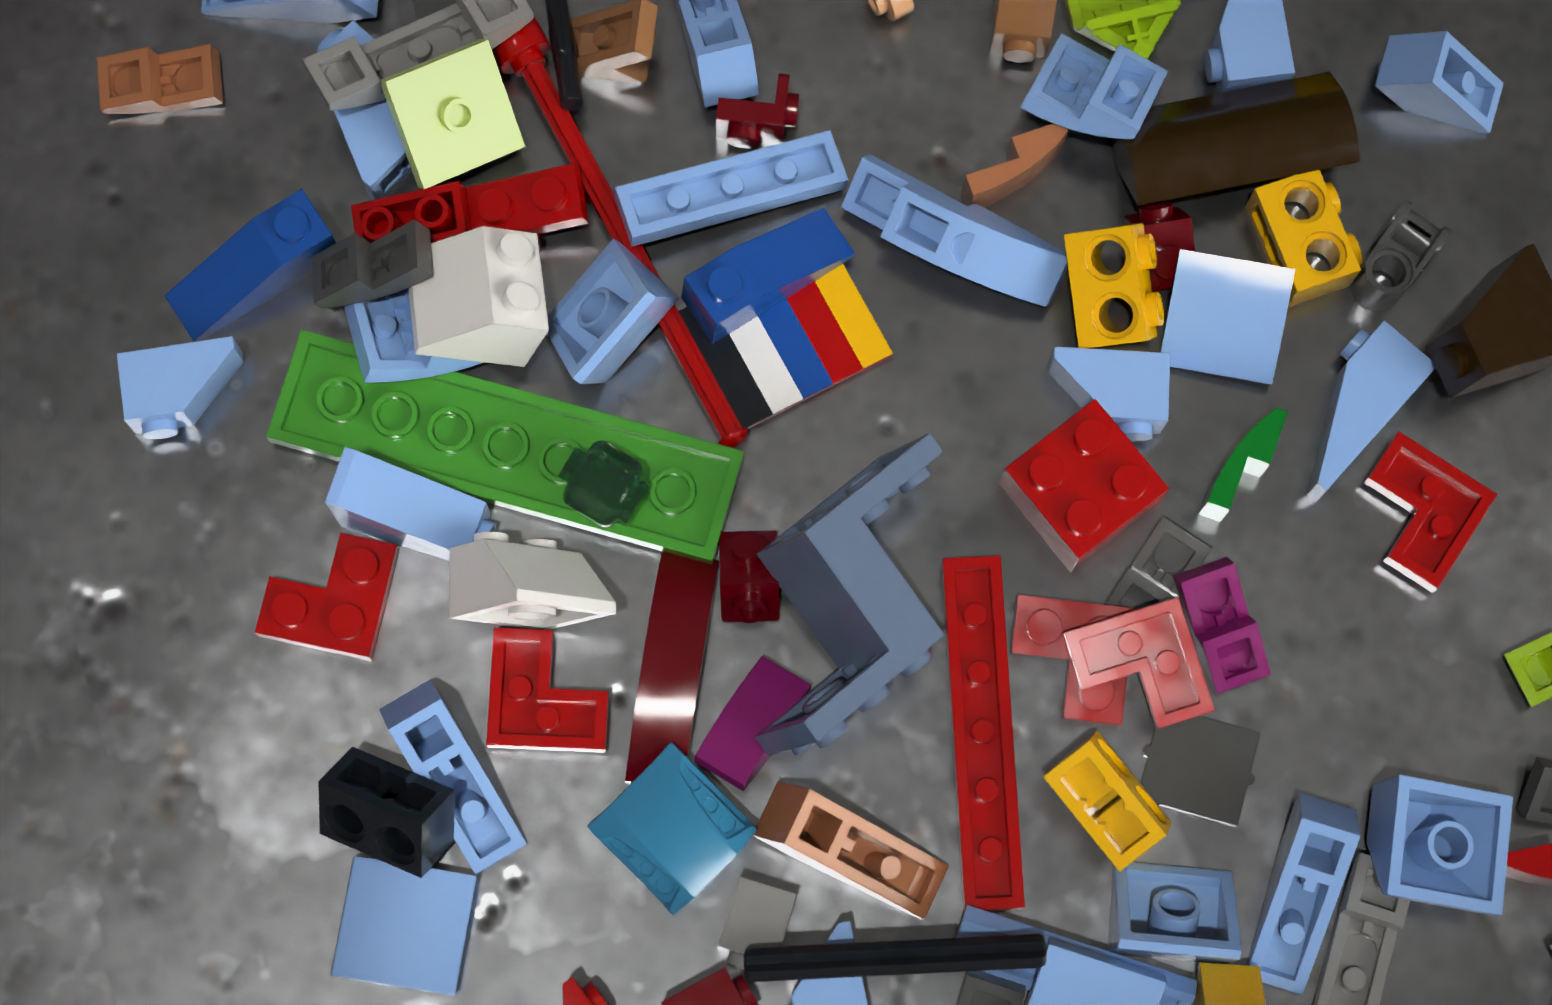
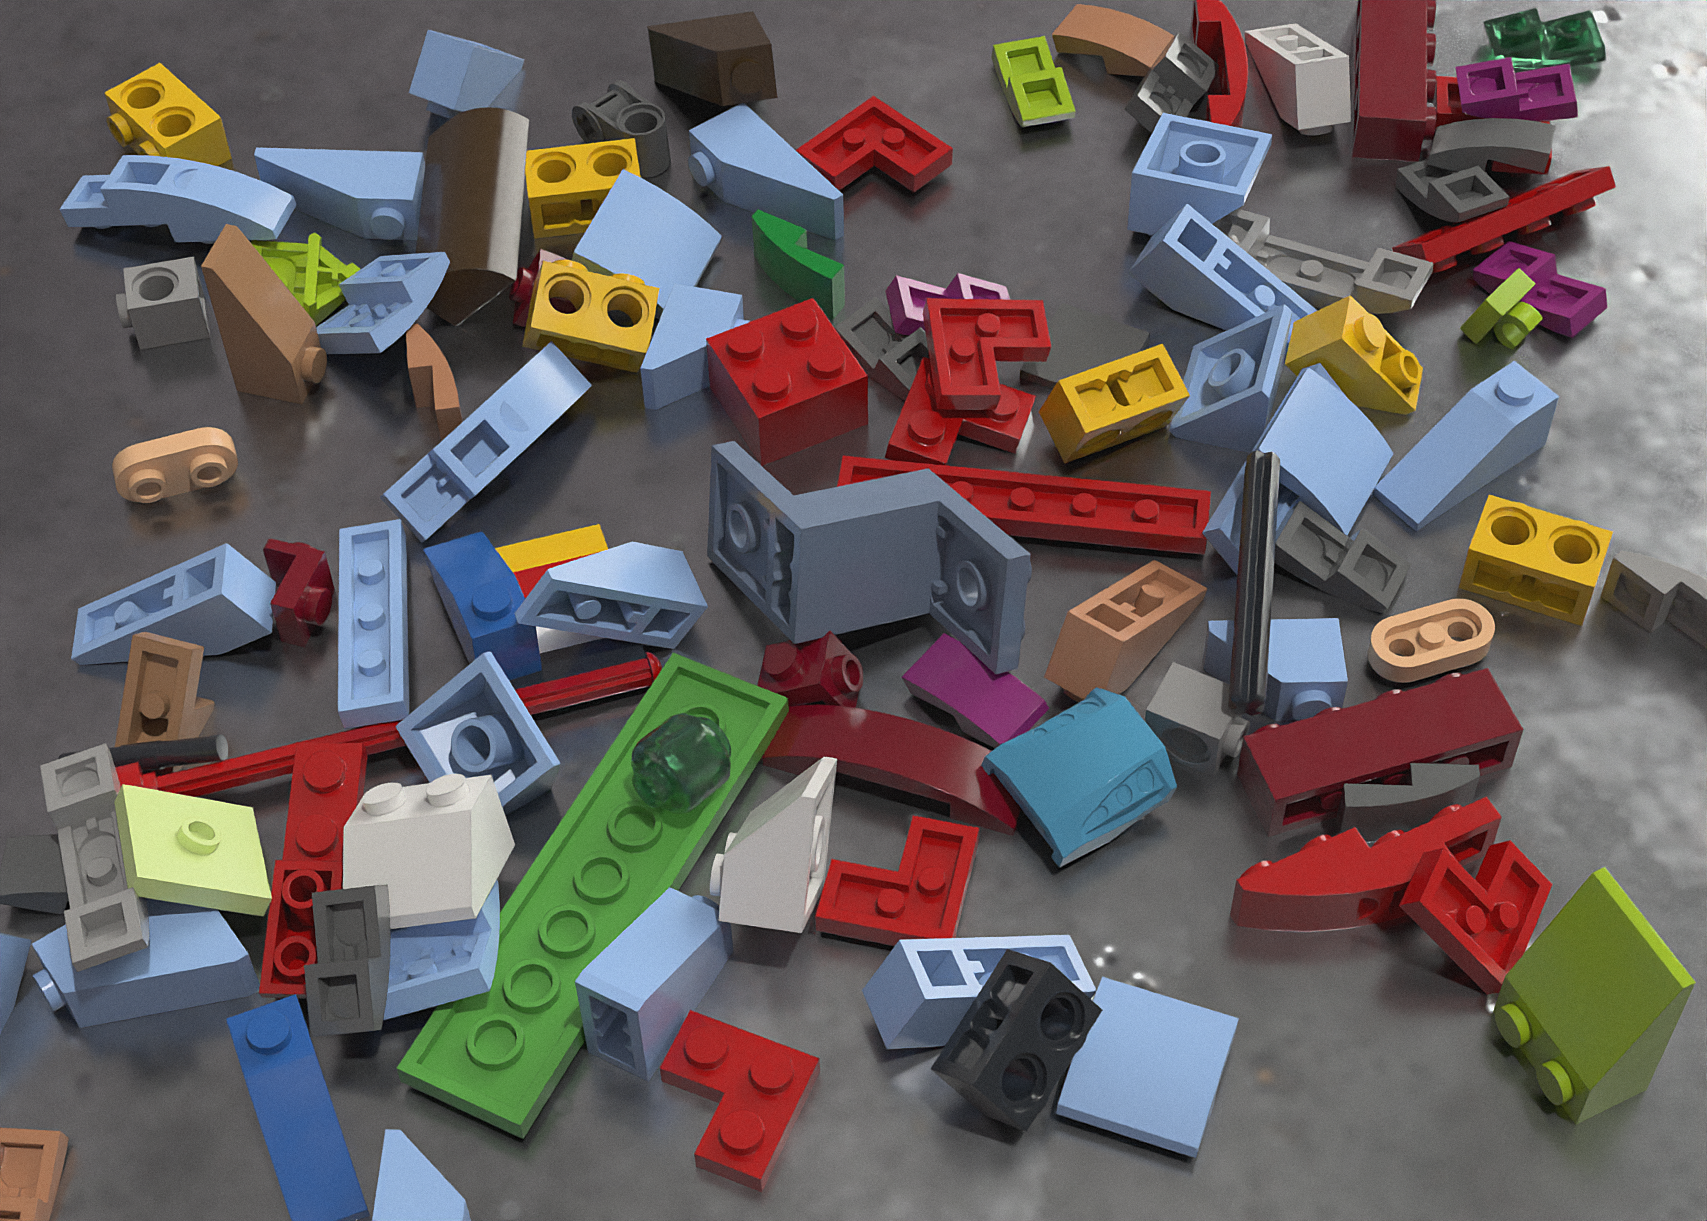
camera: 75 degrees left, 25 degrees down
(787, 401) = (619, 594): none -> light blue slope

